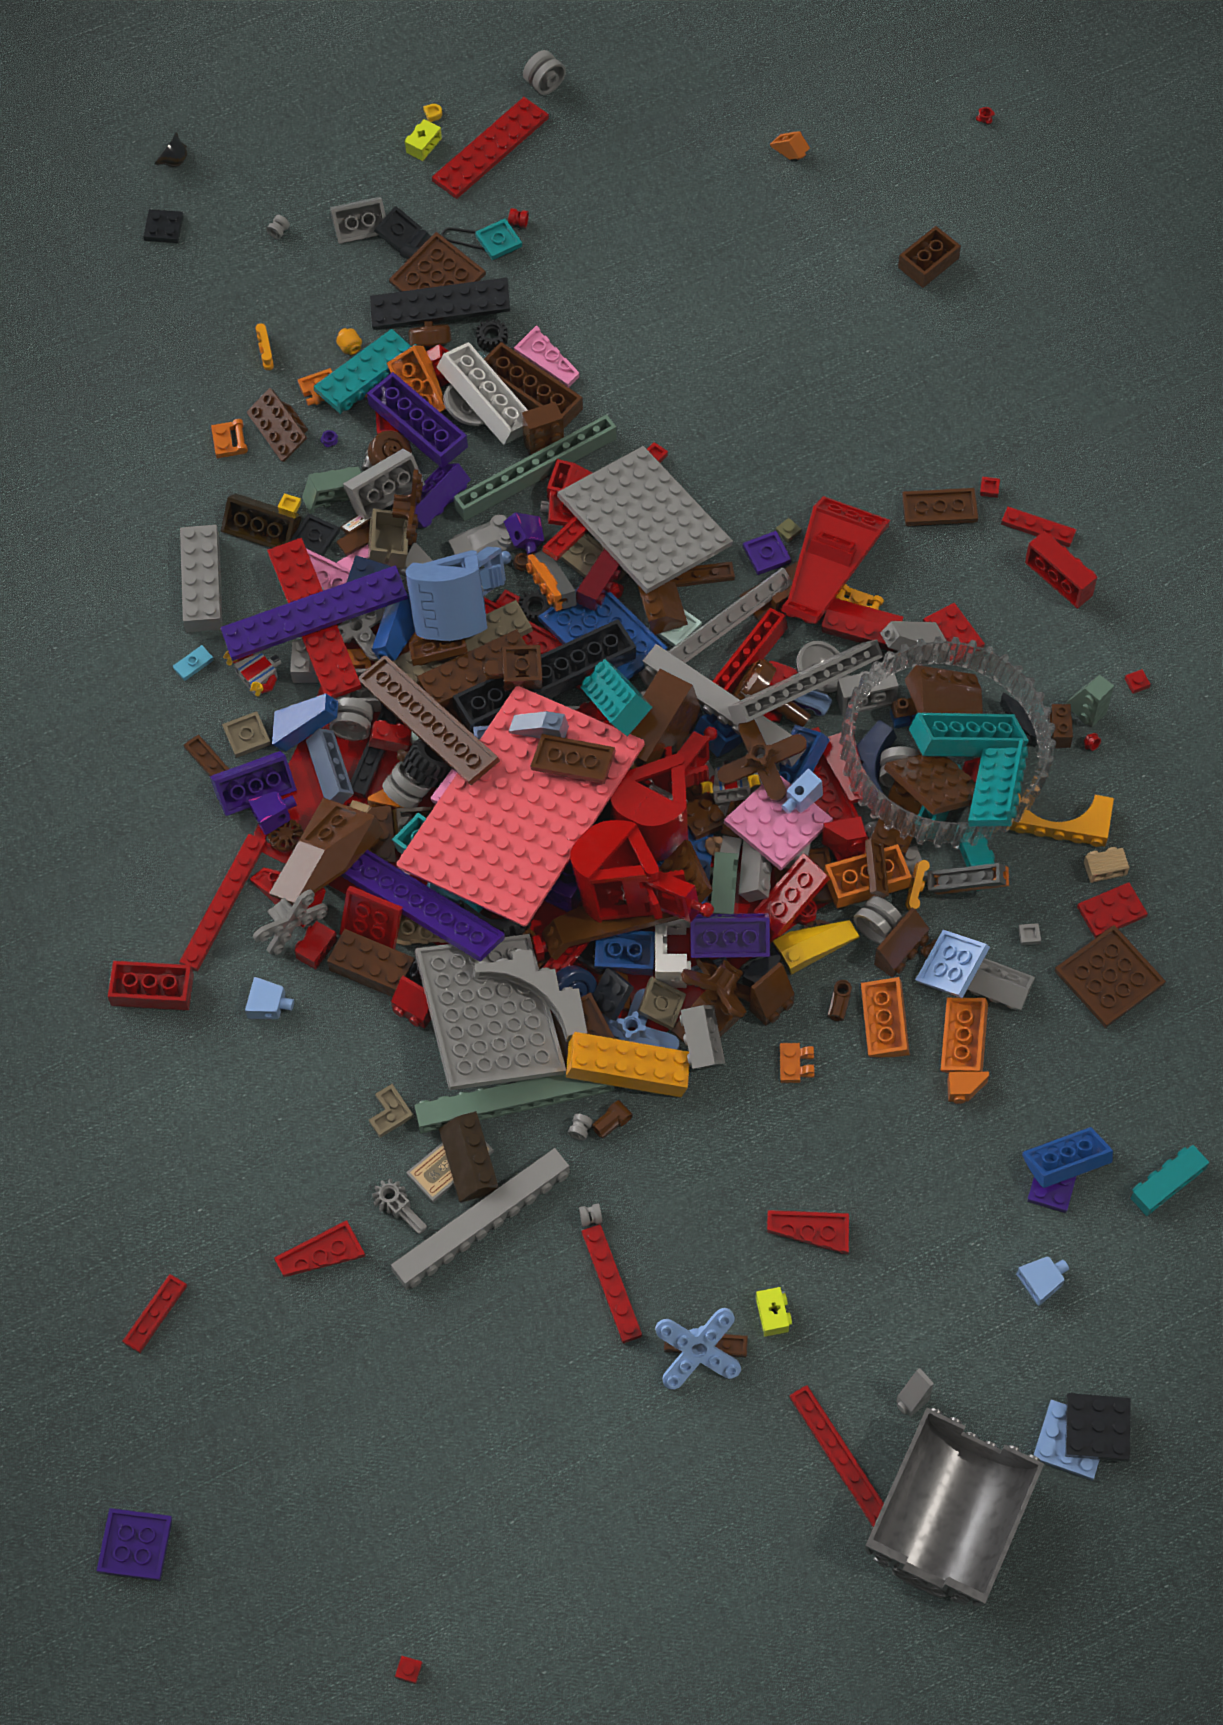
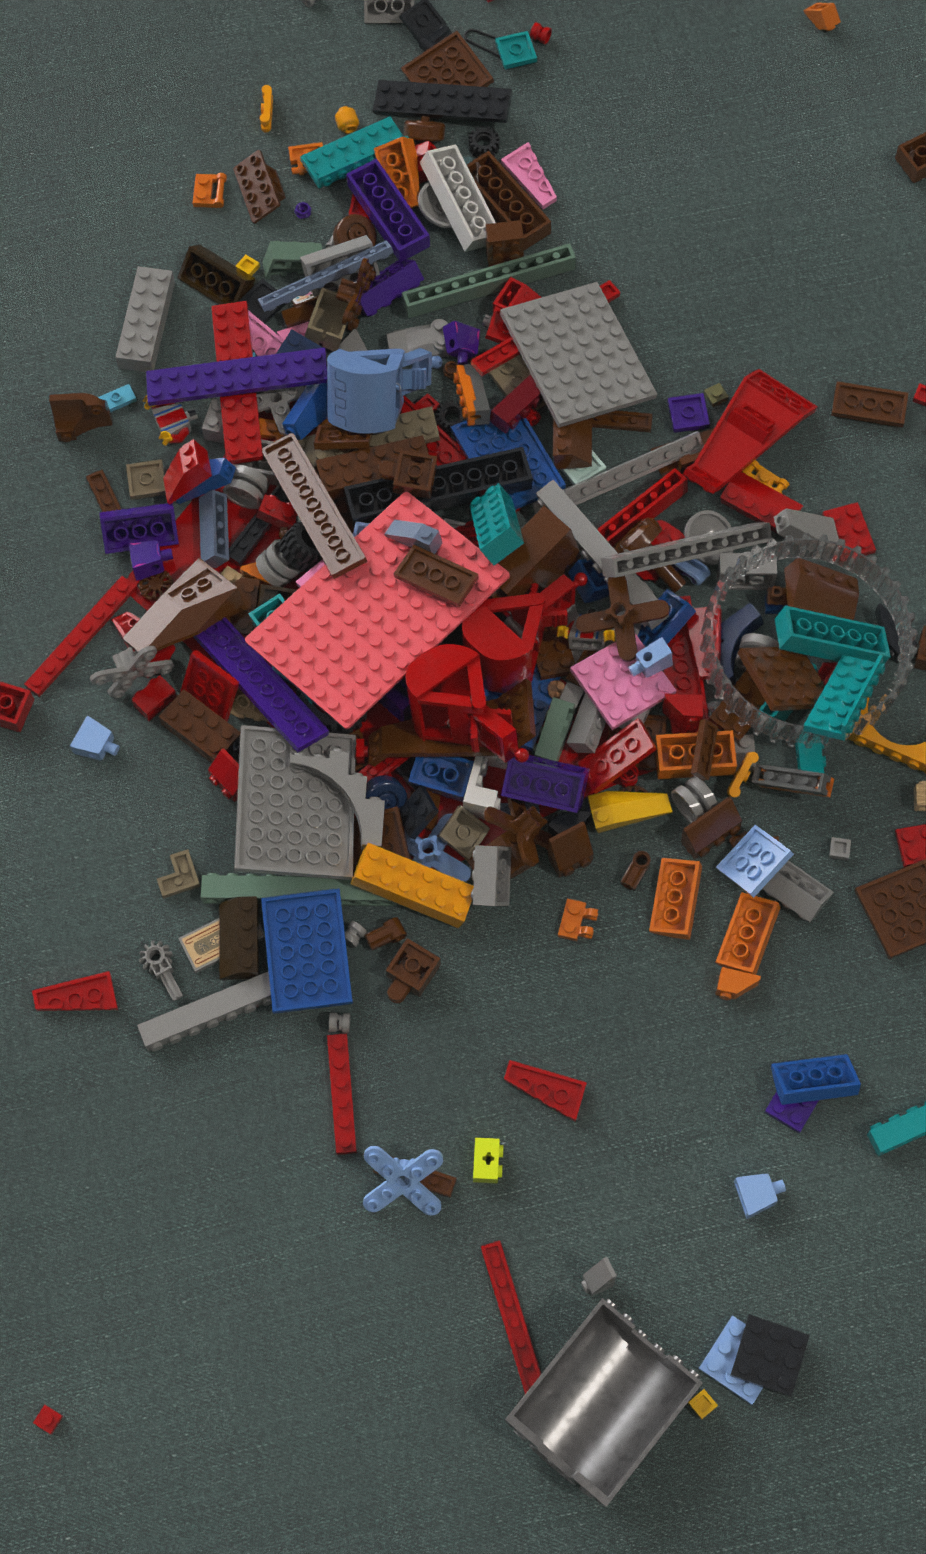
camera: 15 degrees right, 5 degrees up
(162, 684) = (78, 414): none -> reddish brown slope
(288, 716) = (186, 471): none -> red slope
(373, 497) = (324, 276): none -> sand blue plate
(540, 1152) = (306, 951): none -> blue plate
(649, 1150) = (412, 973): none -> reddish brown brick
(1046, 1490) = (702, 1404): none -> yellow plate

